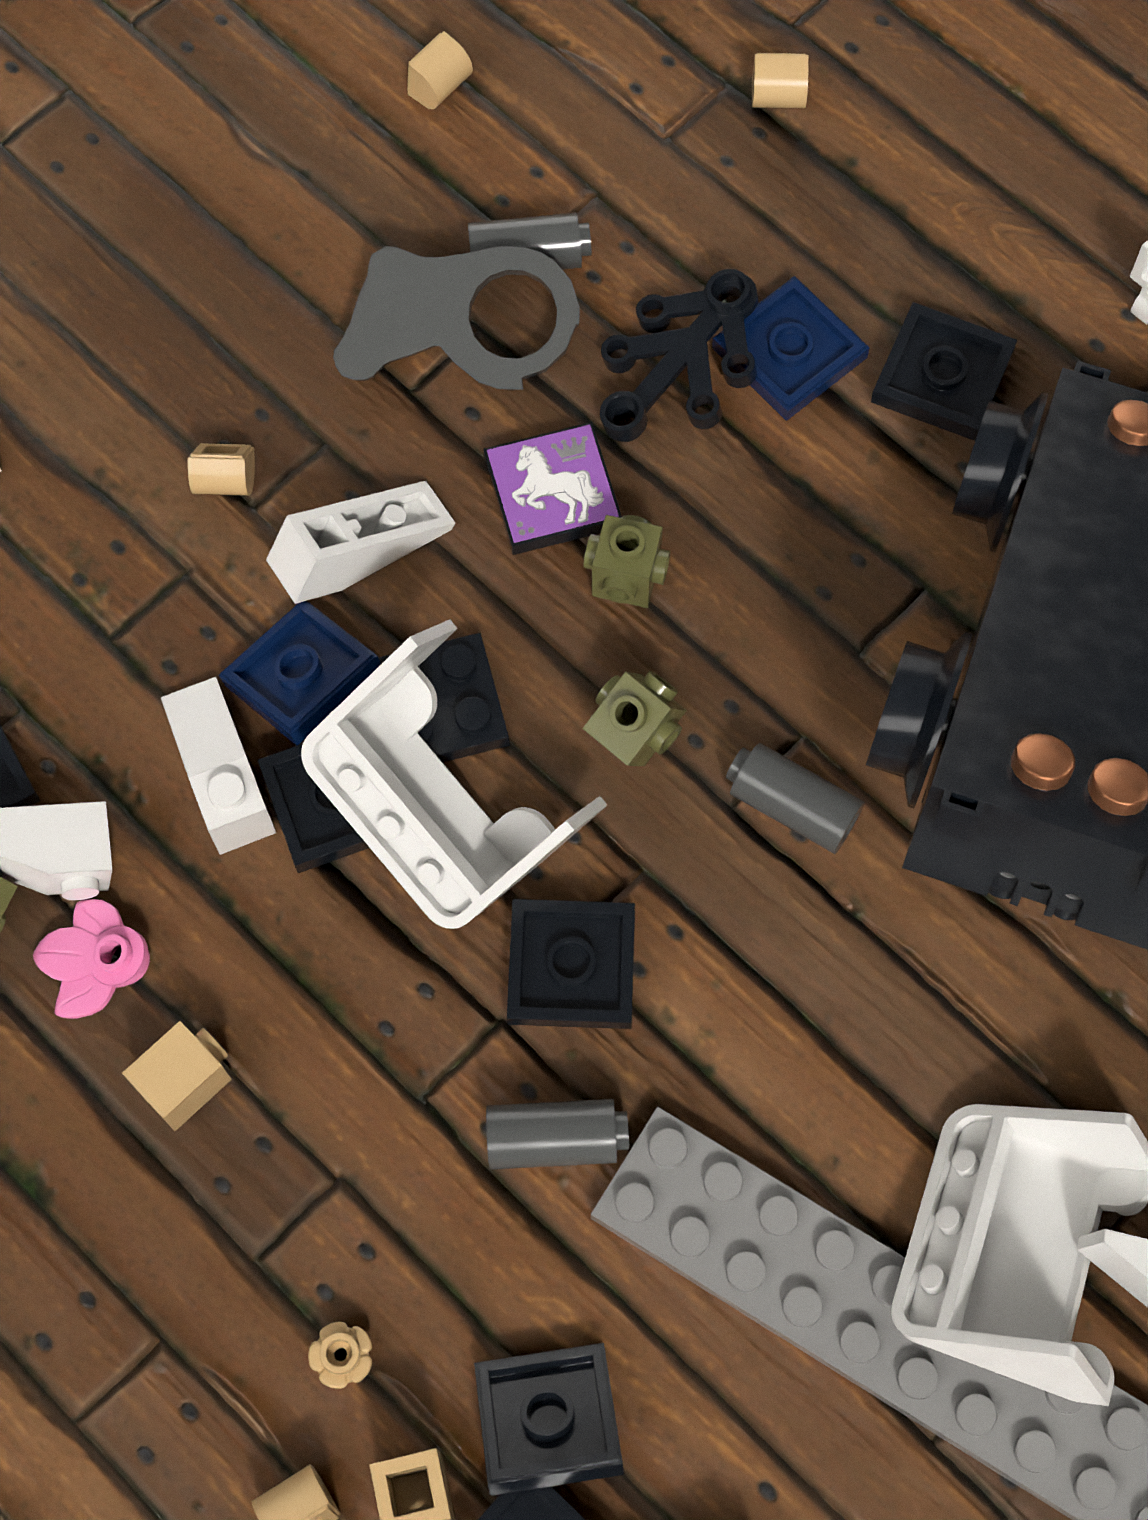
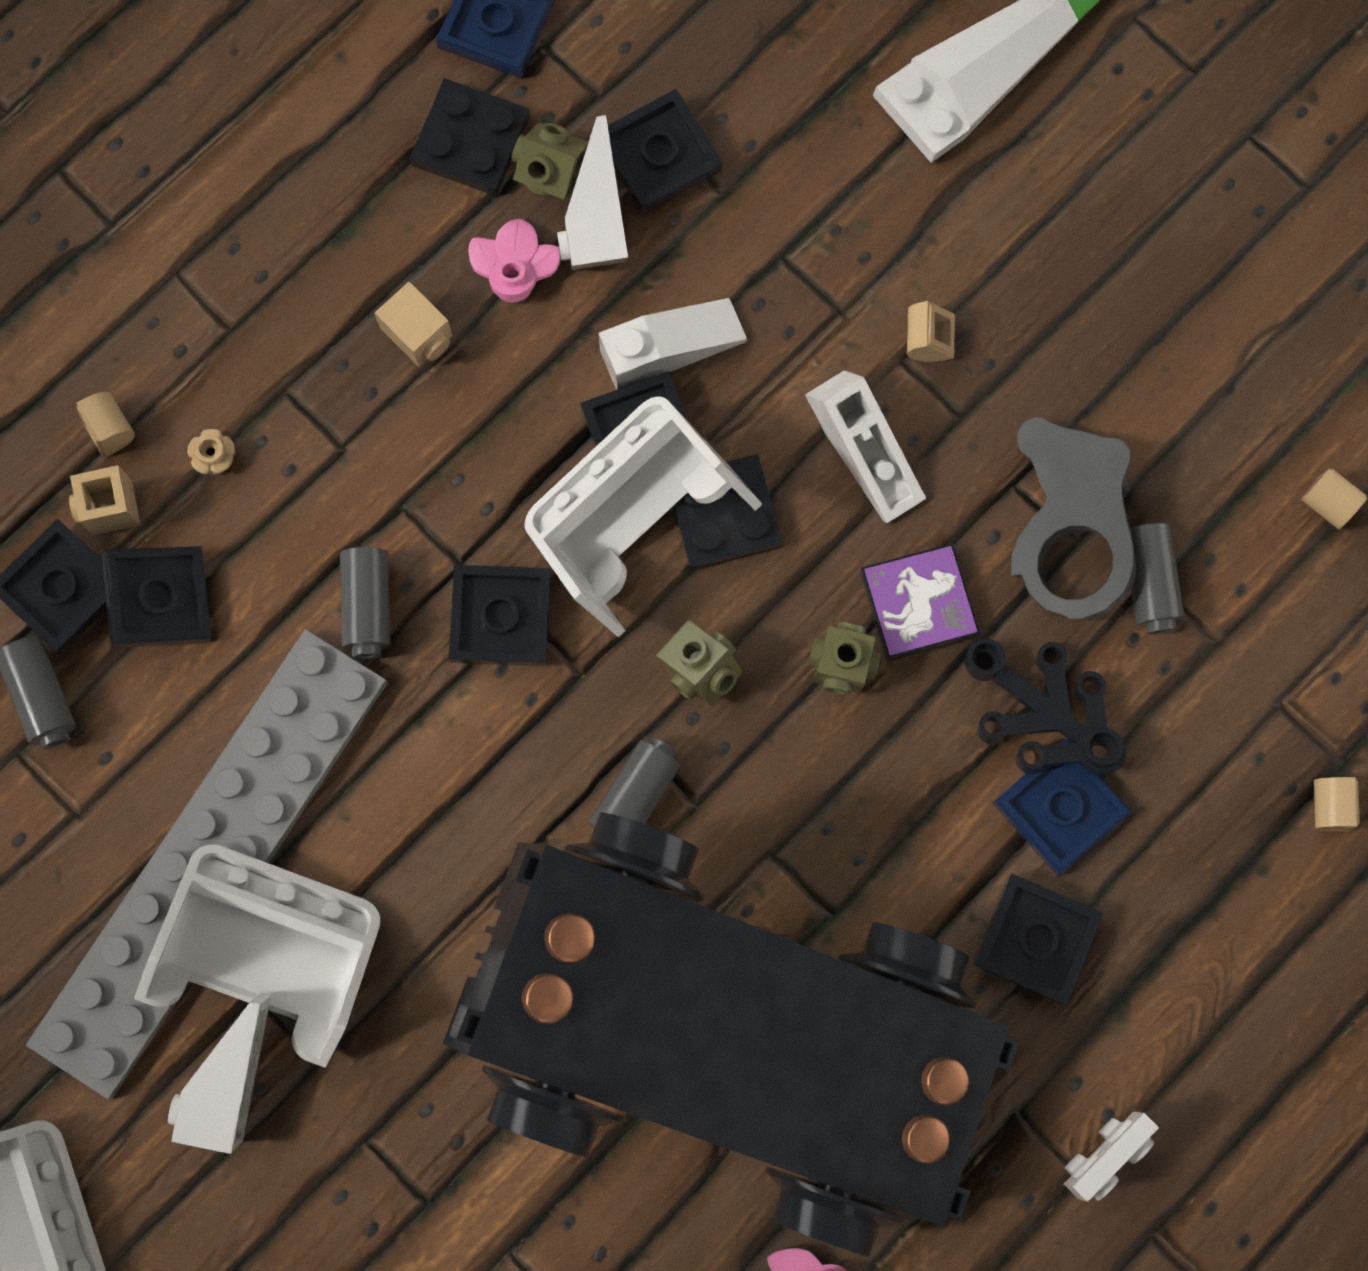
camera: 85 degrees right, 10 degrees up
(299, 671) = (746, 402): dark blue tile -> none

